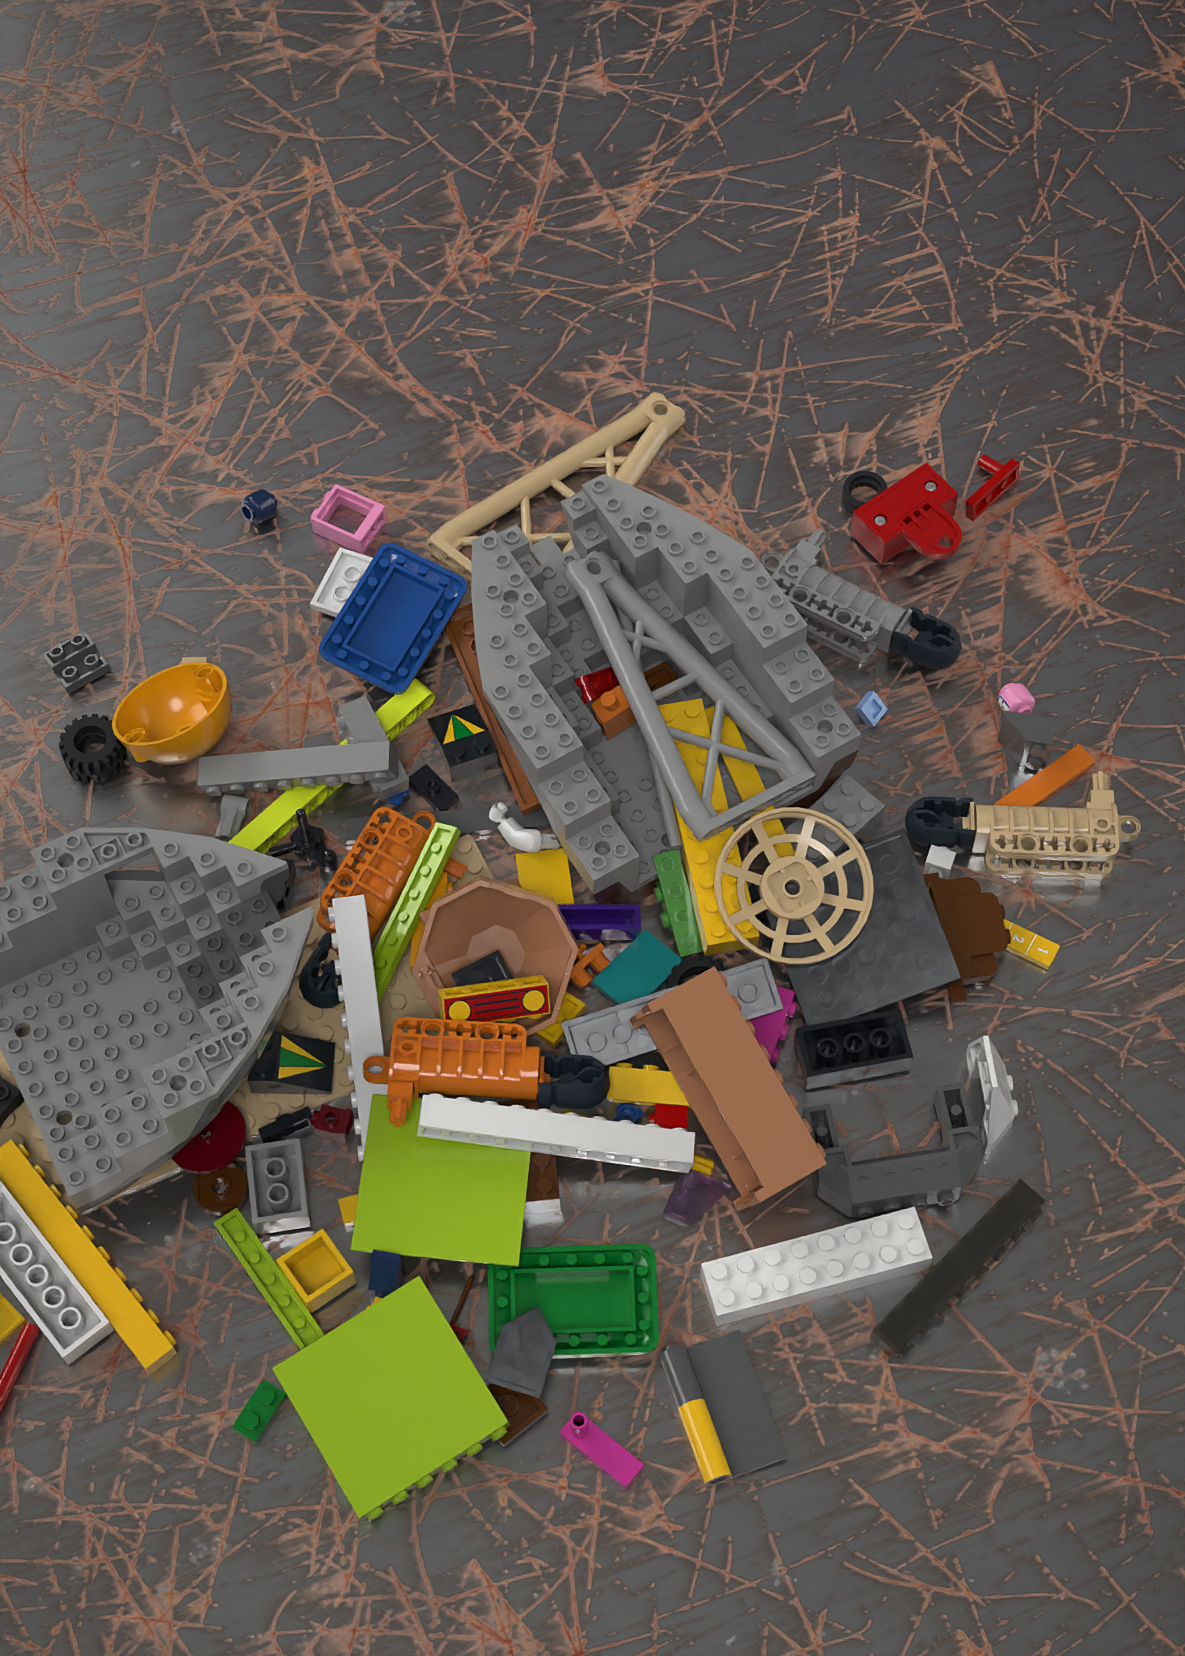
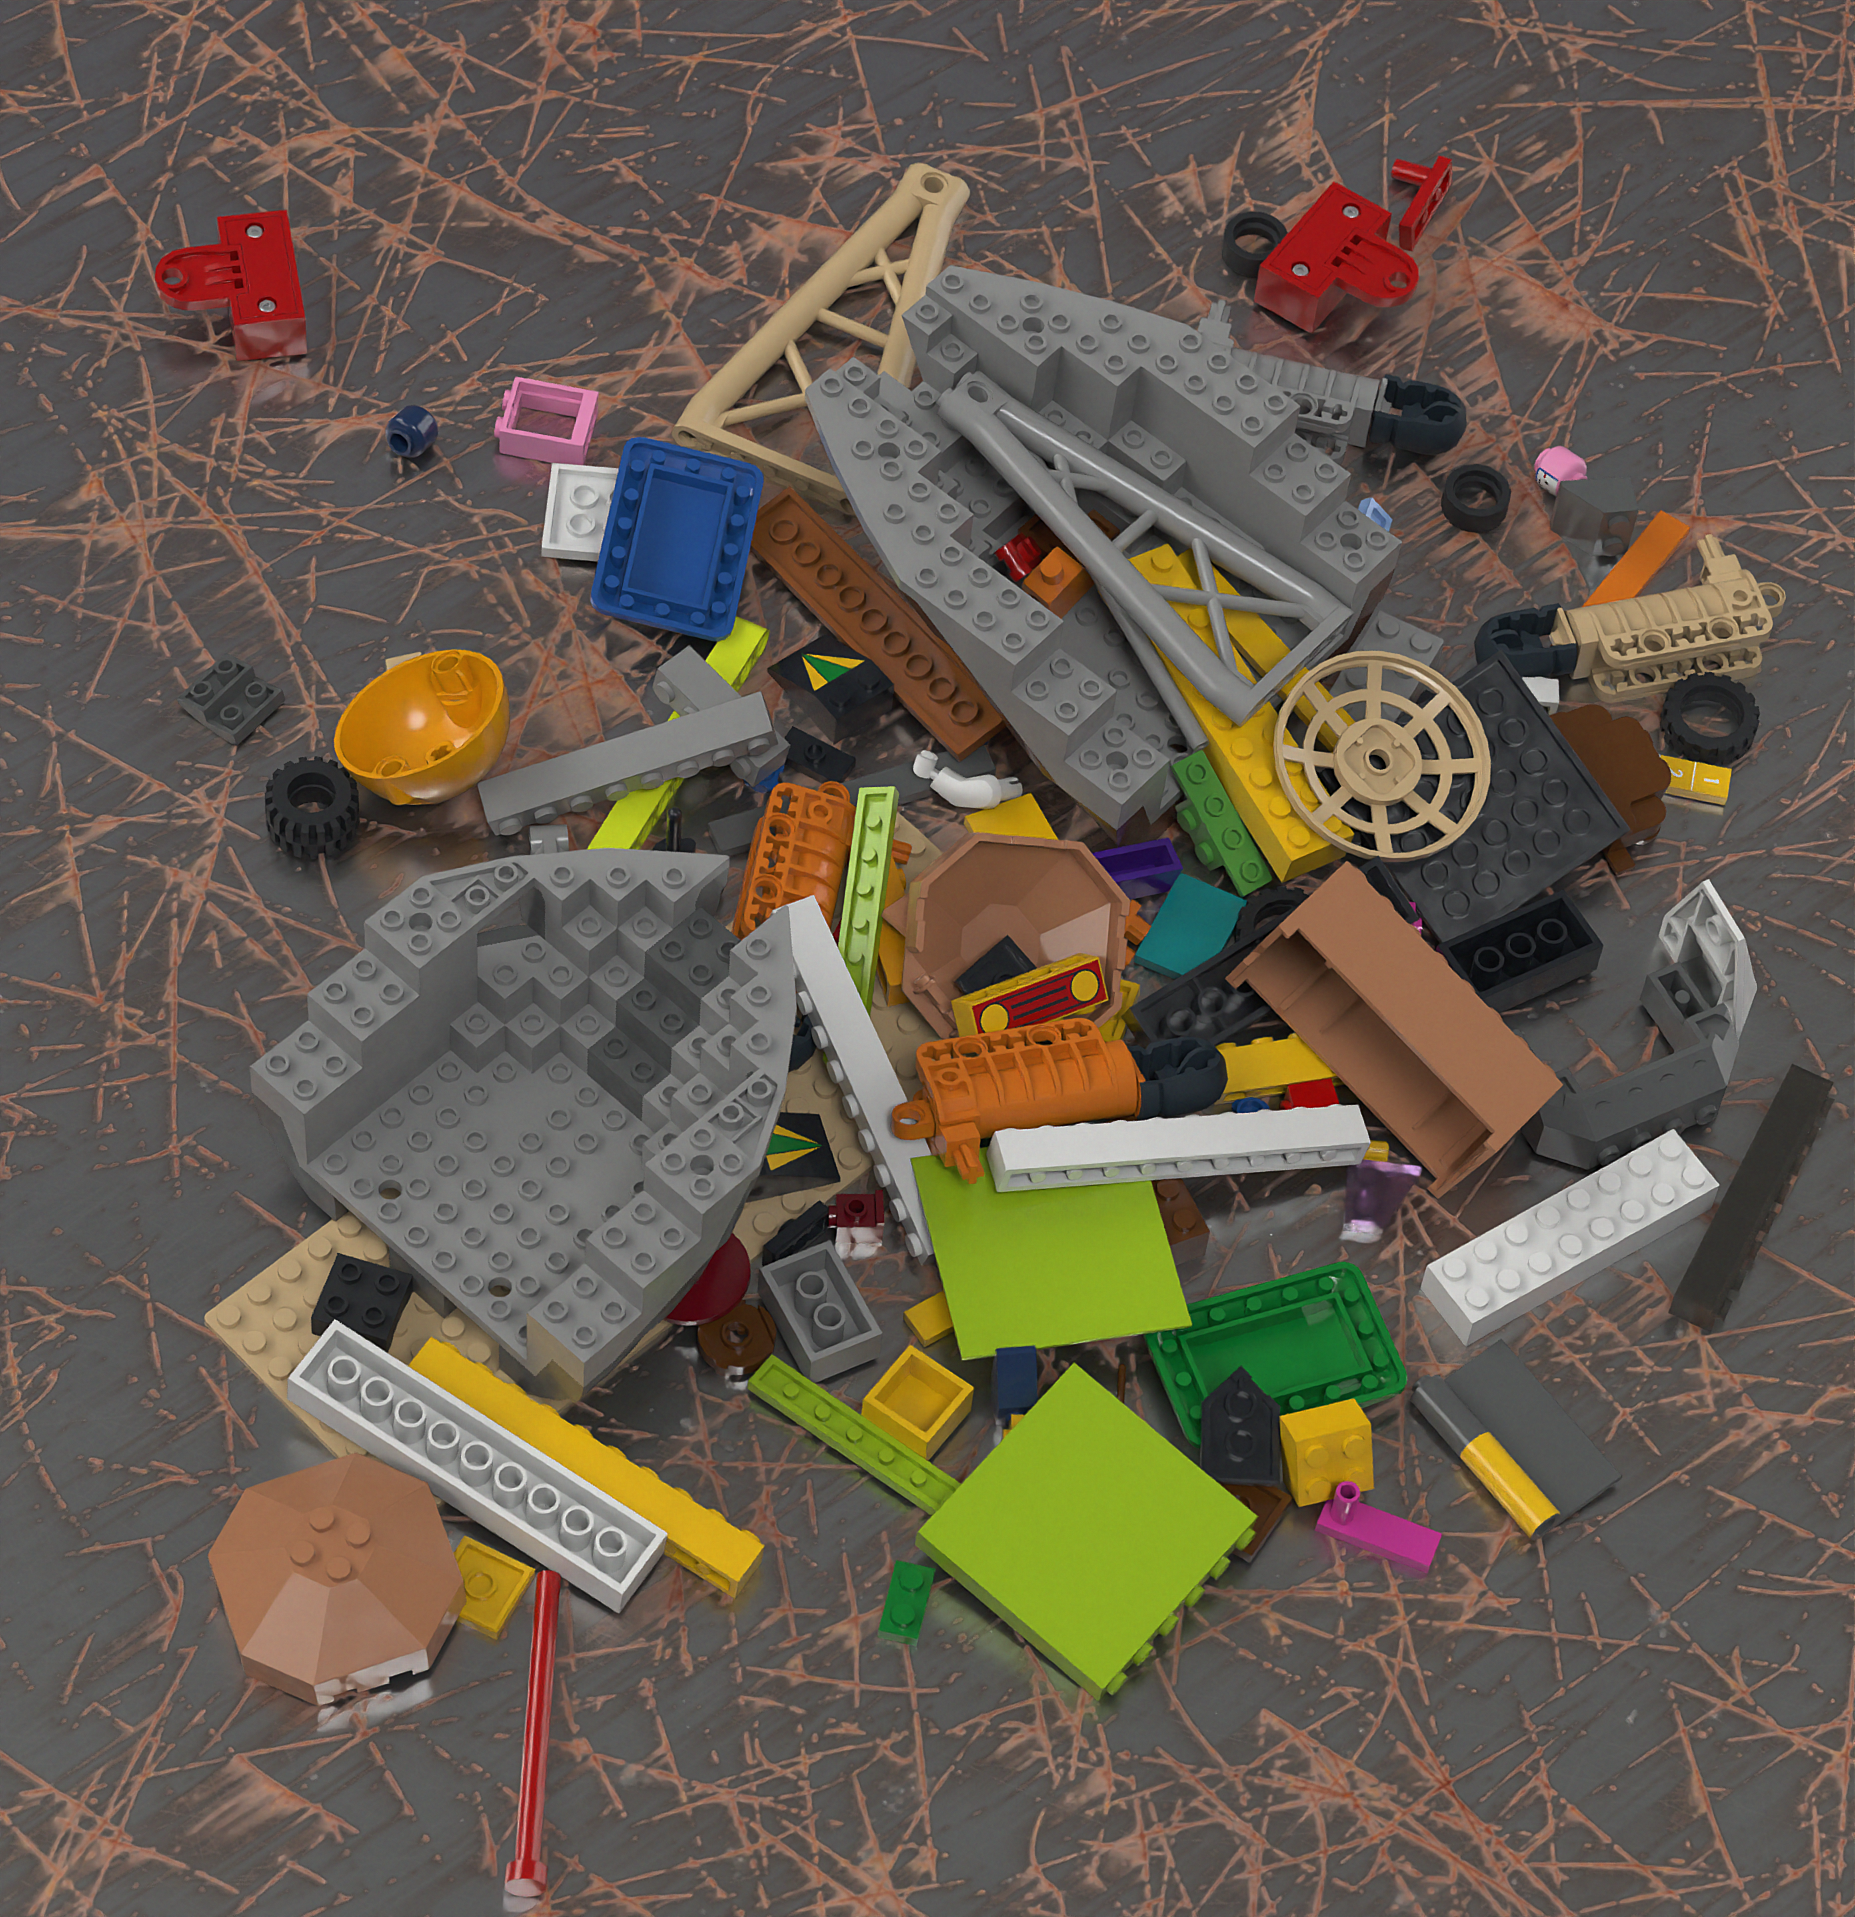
camera: 25 degrees left, 5 degrees down
(193, 383) = (251, 275): none -> red brick
(578, 1384) = (1326, 1449): none -> yellow brick
(951, 690) = (1478, 477): none -> black tyre
(1050, 927) = (1717, 690): none -> black tyre

